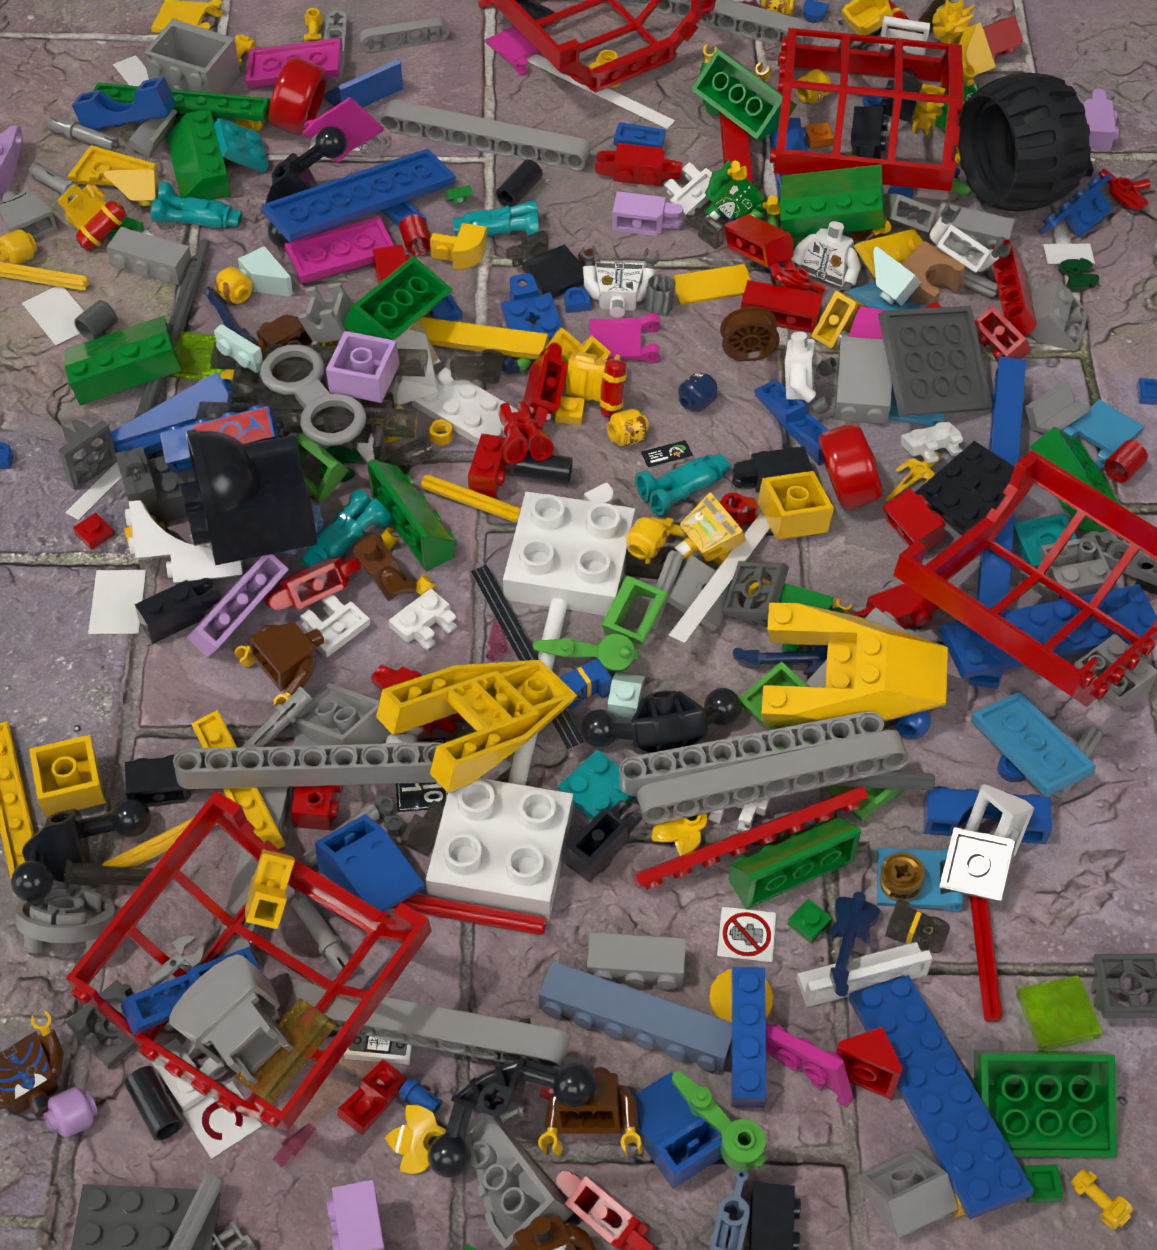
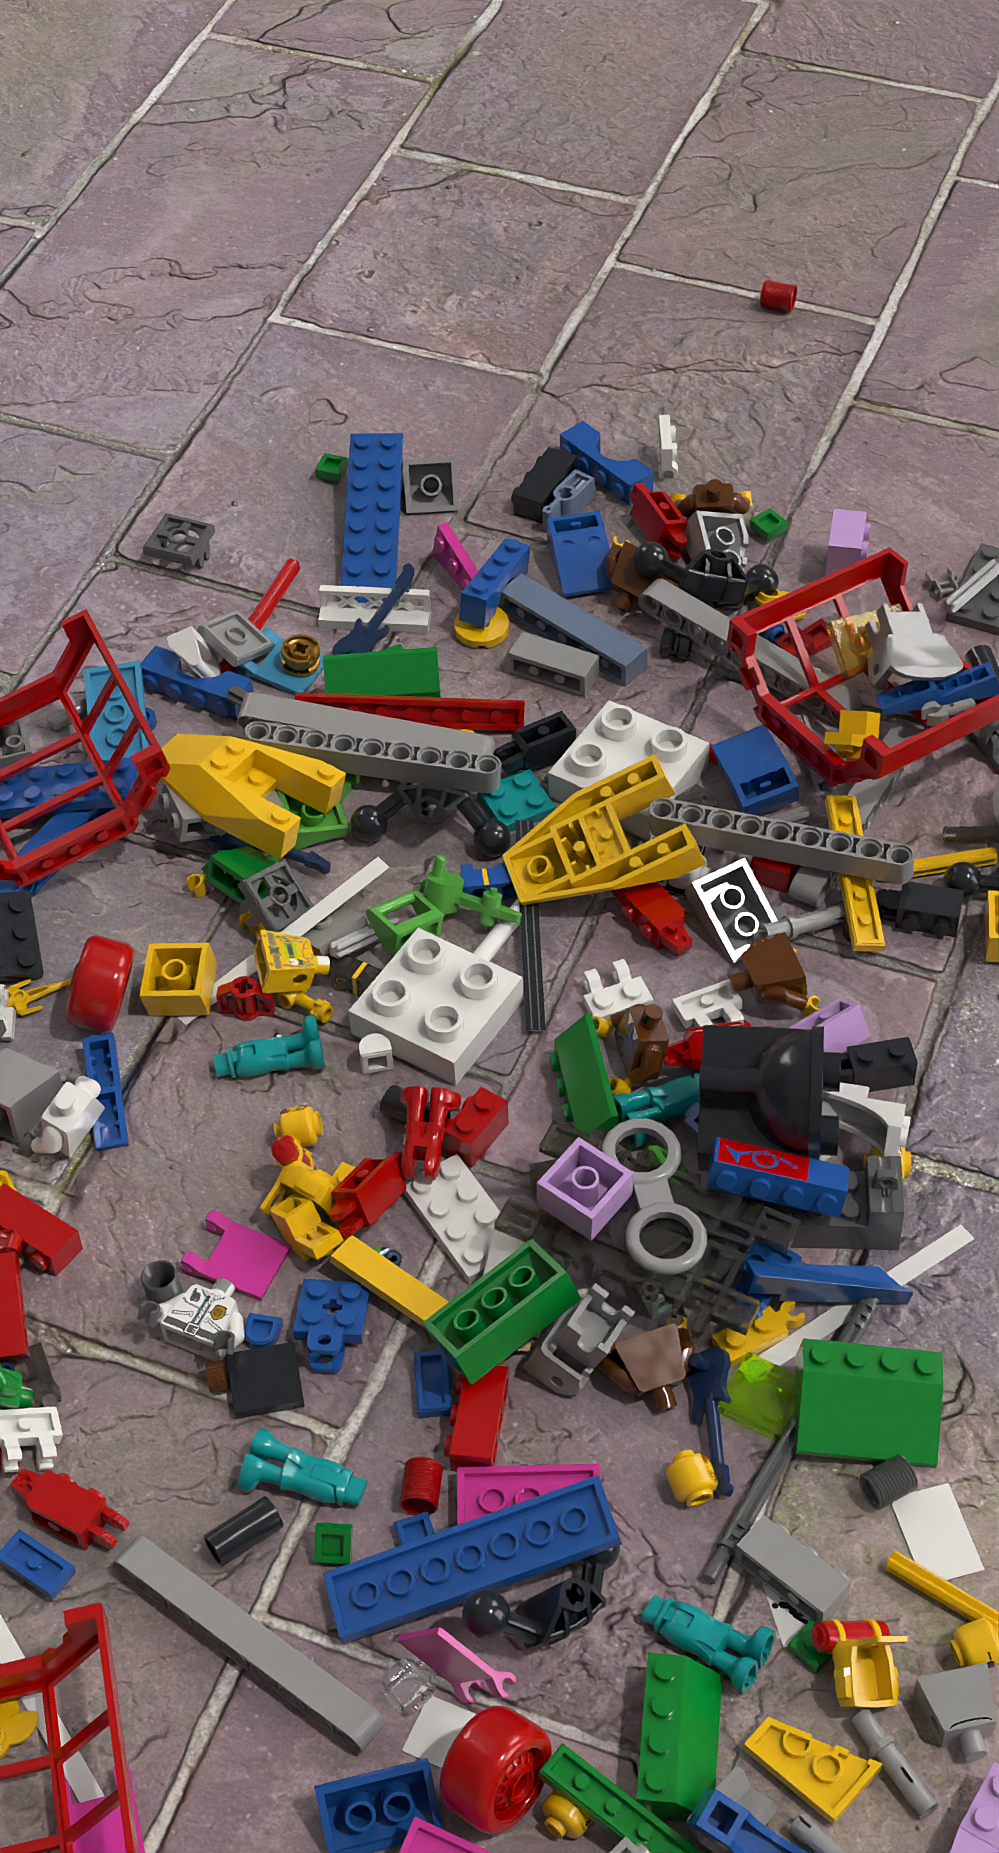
camera: 155 degrees left, 5 degrees down
(89, 465) = (938, 1274): dark grey piece -> none
(93, 531) = (945, 1198): red plate -> none
(115, 601) = (936, 1114): white sticker -> none
(136, 184) = (787, 1701): yellow slope -> none
(238, 348) = (717, 1275): light aqua plate -> none
(241, 145) = (610, 1725): teal plate -> none
(266, 273) = (645, 1489): light aqua slope -> none
(438, 426) = (504, 1190): yellow axle -> none
(464, 250) = (364, 1442): yellow brick -> none
(471, 498) = (516, 1112): yellow axle -> none
(483, 367) = (434, 1247): clear smoke piece -> none
(496, 642) = (551, 951): clear pink bar -> none
(530, 247) = (281, 1416): clear smoke plate -> none
(625, 695) = (459, 848): light aqua slope -> none
(645, 214) = (109, 1424): lavender hinge -> none
(646, 538) = (357, 965): yellow head -> none
(666, 453) = (266, 1103): black sticker -> none
(697, 392) = (196, 1145): dark blue head -> none
(711, 284) = (83, 1306): yellow piece -> none
(741, 1140) = (543, 505): bright green piece -> none
(746, 934) = (455, 669): sticker -> none
(749, 334) = (97, 1180): reddish brown wheel -> none
(770, 464) = (171, 1033): black hinge -> none
(871, 1062) = (416, 544): red slope -> none
(903, 604) = (146, 862): red hinge -> none
(914, 520) = (70, 929): red brick -> none
(914, 926) = (307, 621): clear smoke leg -> none
(1050, 1100) = (289, 507): green slope -> none
(1058, 1013) = (241, 556): clear neon green plate -> none
(1114, 1212) = (294, 444): yellow bar -> none

